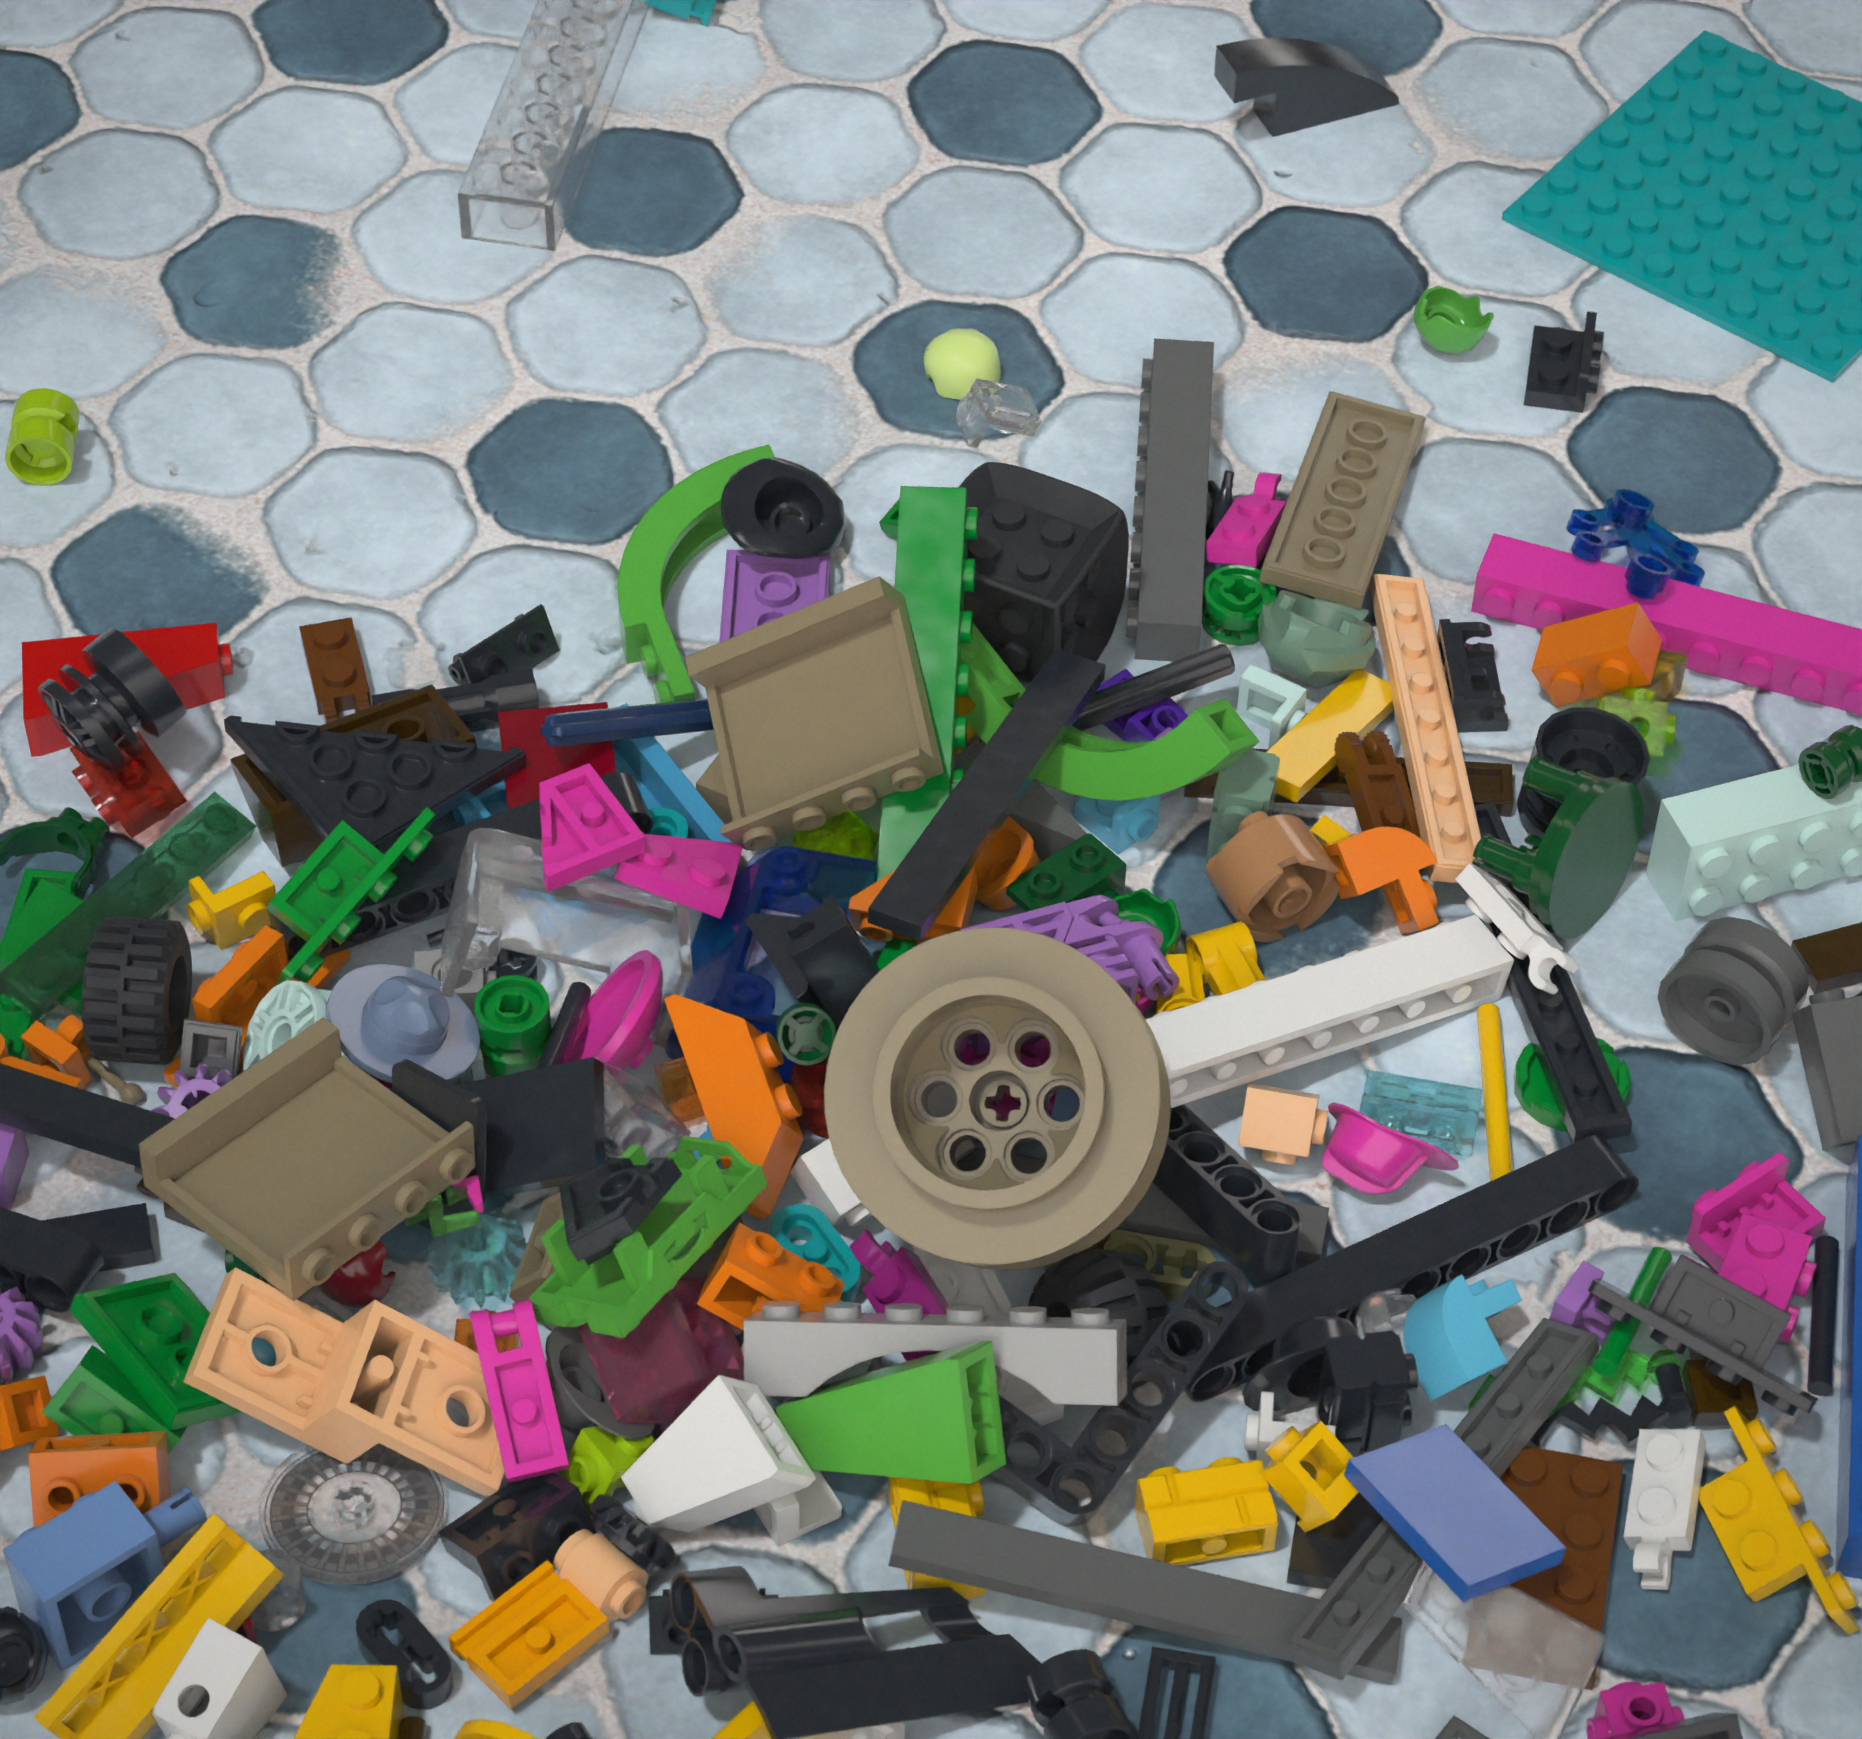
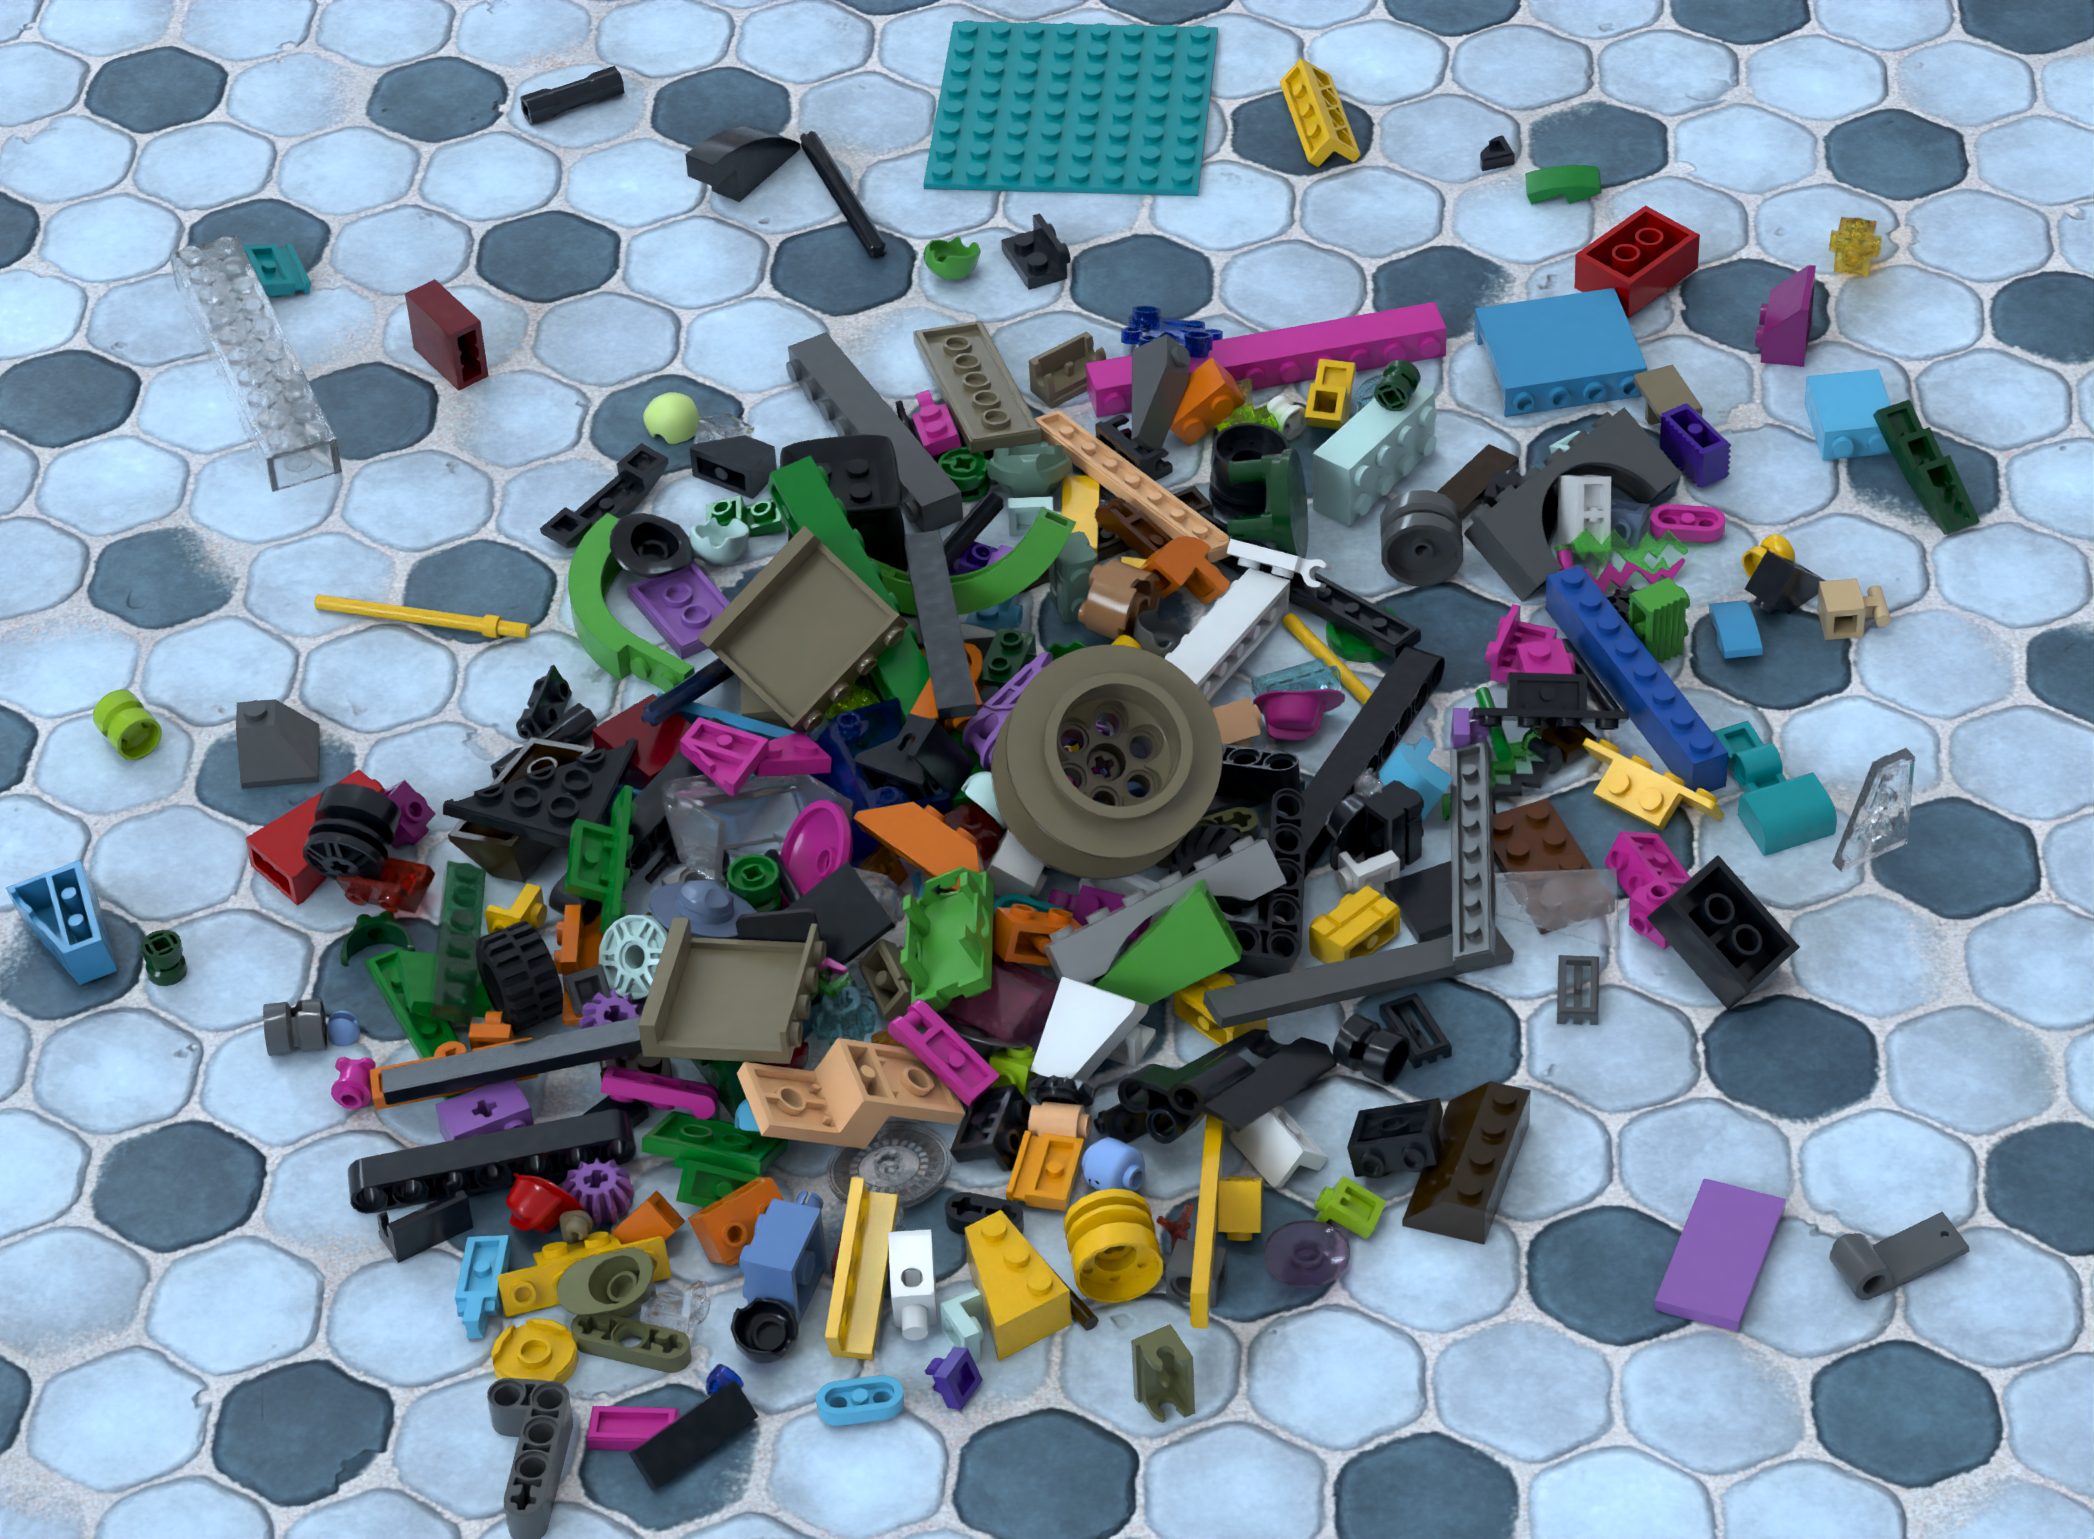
camera: 30 degrees left, 5 degrees down
(165, 1235) = (660, 1090): none -> dark pink plate
(176, 544) = (276, 745): none -> dark grey slope
(198, 697) = (414, 813): none -> magenta brick
(335, 667) = (447, 767): reddish brown hinge -> none
(534, 516) = (490, 625): none -> yellow bar
(609, 1682) = (1113, 1165): none -> light blue head
(612, 1202) = (929, 923): black plate -> none
(785, 140) = (446, 334): none -> dark red brick
(803, 436) = (636, 478): none -> black slope
(811, 1040) = (953, 792): dark green wheel -> none
(868, 543) = (718, 542): none -> light aqua hair
(969, 441) = (734, 464): none -> black slope
(1291, 941) = (1158, 635): none -> dark grey hair
(1310, 1473) = (1402, 875): yellow brick -> none
(1394, 183) = (843, 194): none -> black axle
(1454, 1512) = (1493, 851): tile -> none
(1460, 527) = (1062, 370): none -> dark tan hinge
(1541, 614) = (1158, 386): none -> dark grey slope
(1663, 1500) = (1581, 803): white plate -> none
(1686, 1644) = (1641, 859): none -> dark pink bracket
(1700, 729) = (1288, 416): none -> white wheel
(1778, 731) = (1330, 394): none -> yellow brick

